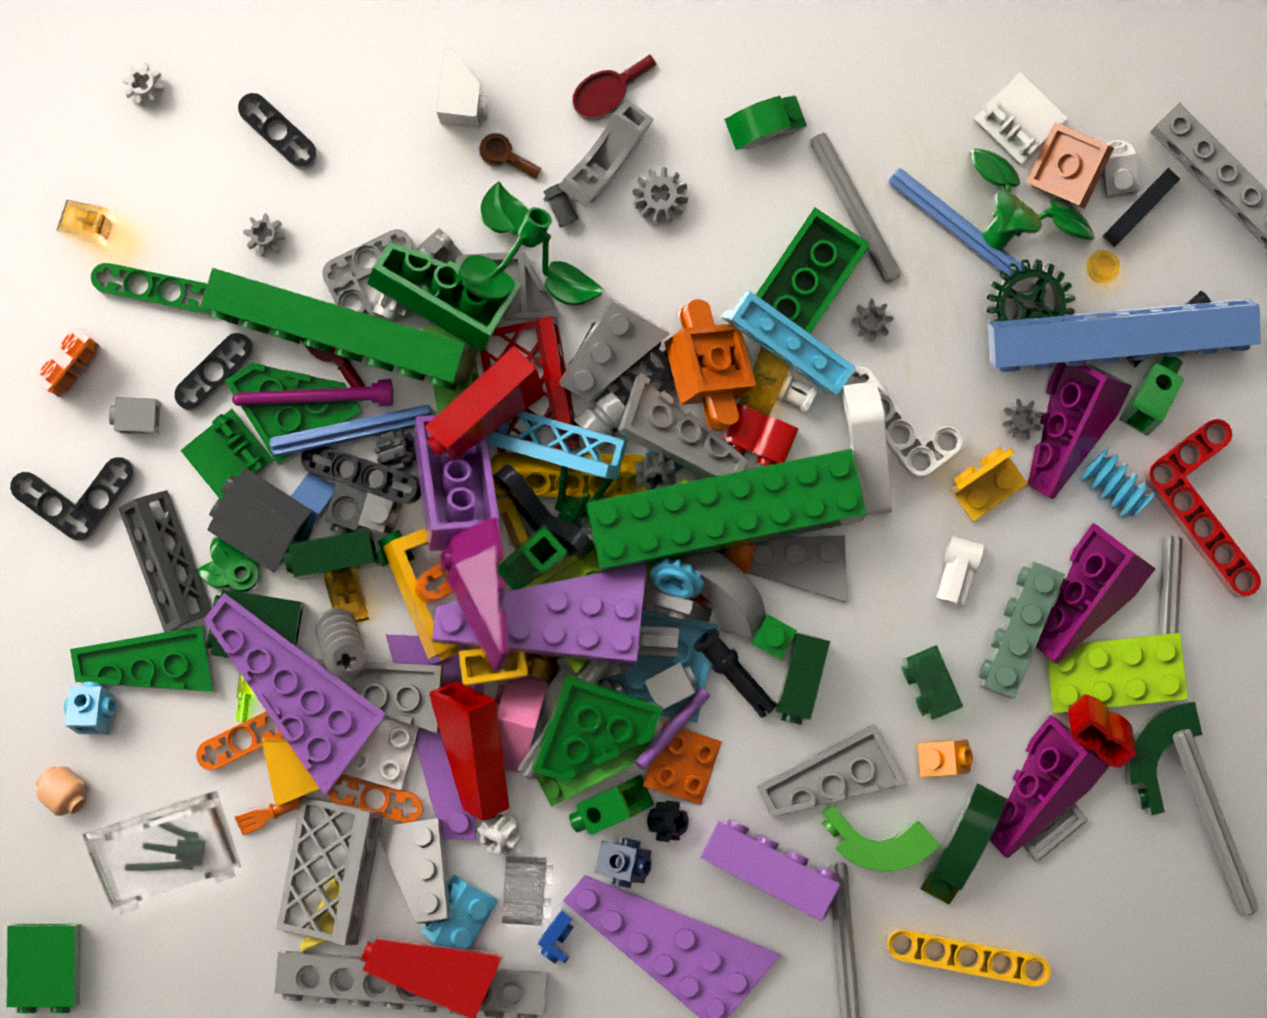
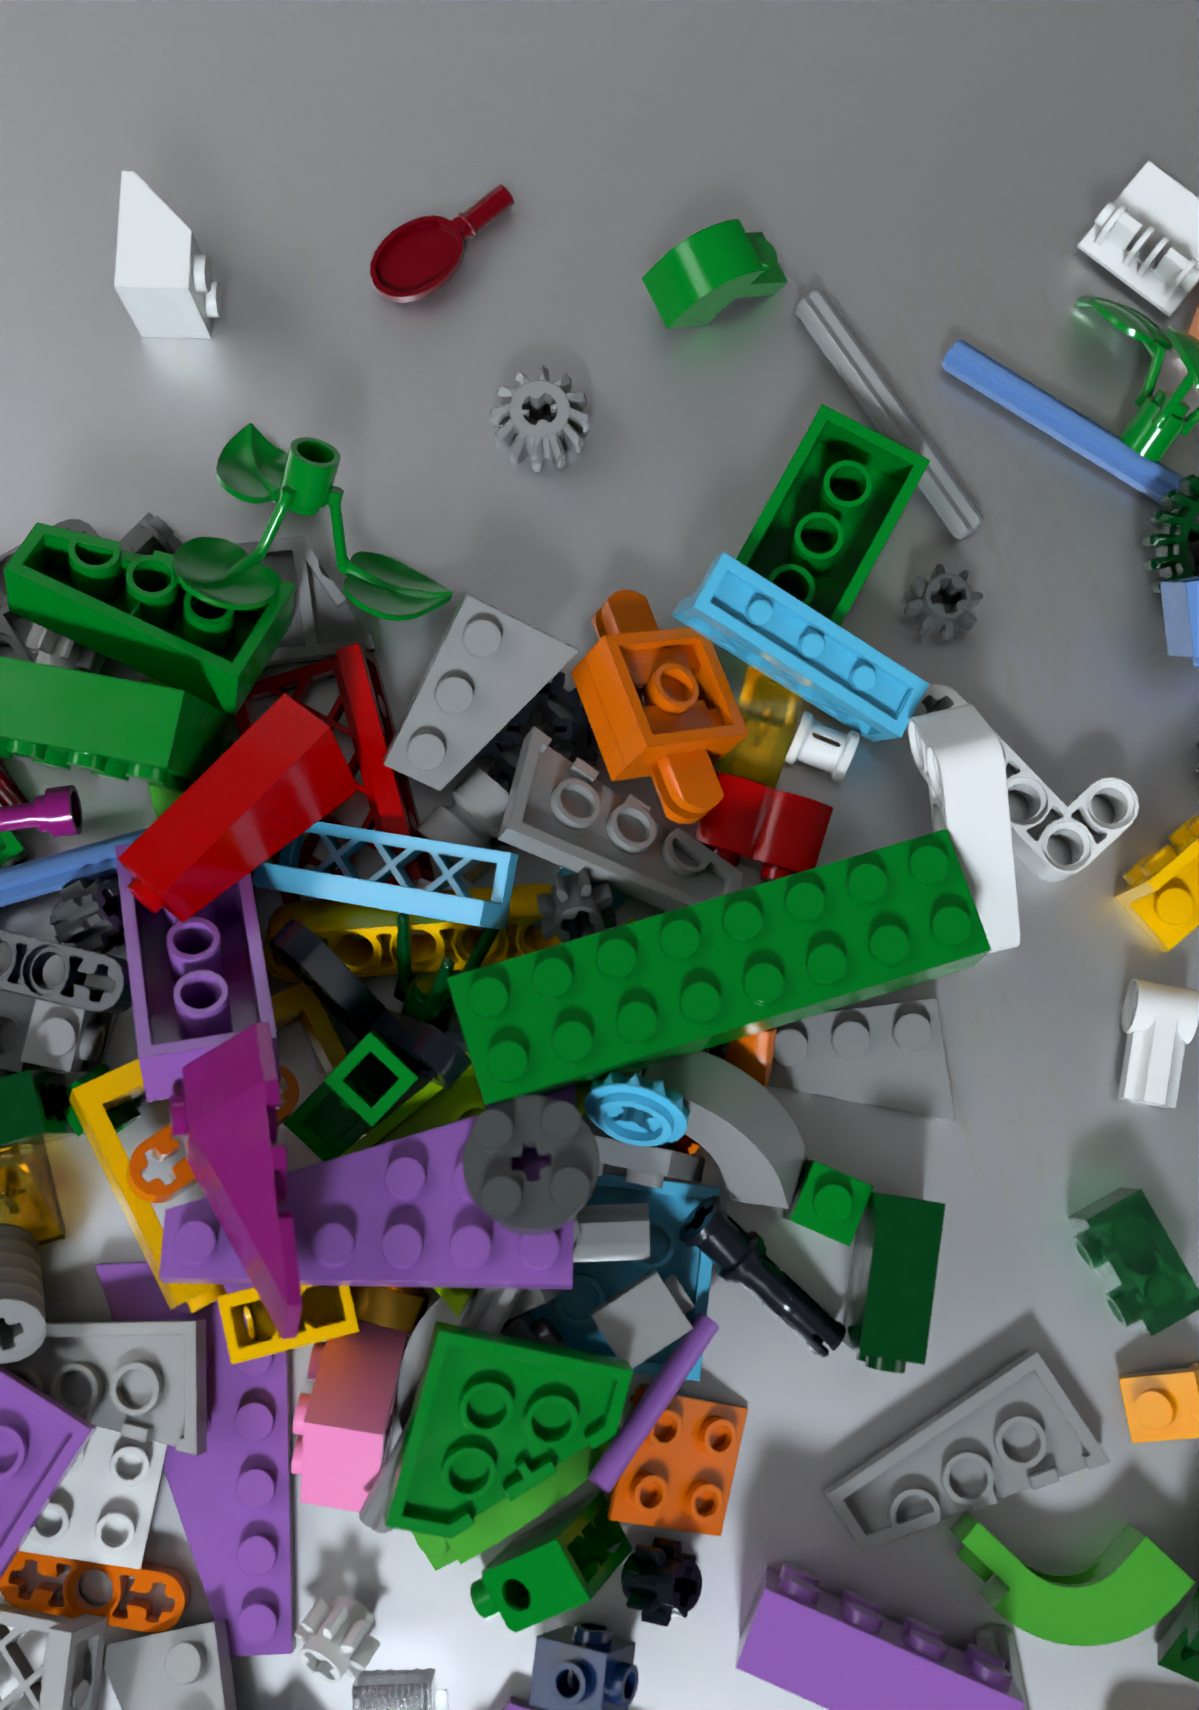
camera: 10 degrees left, 5 degrees down
(473, 748) = (268, 1480): red slope -> none
(497, 150) = (244, 370): reddish brown plate -> none
(560, 205) = (356, 441): dark grey pin -> none
(607, 155) = (441, 356): light grey arch -> none
(621, 580) = (505, 1193): none -> dark grey plate

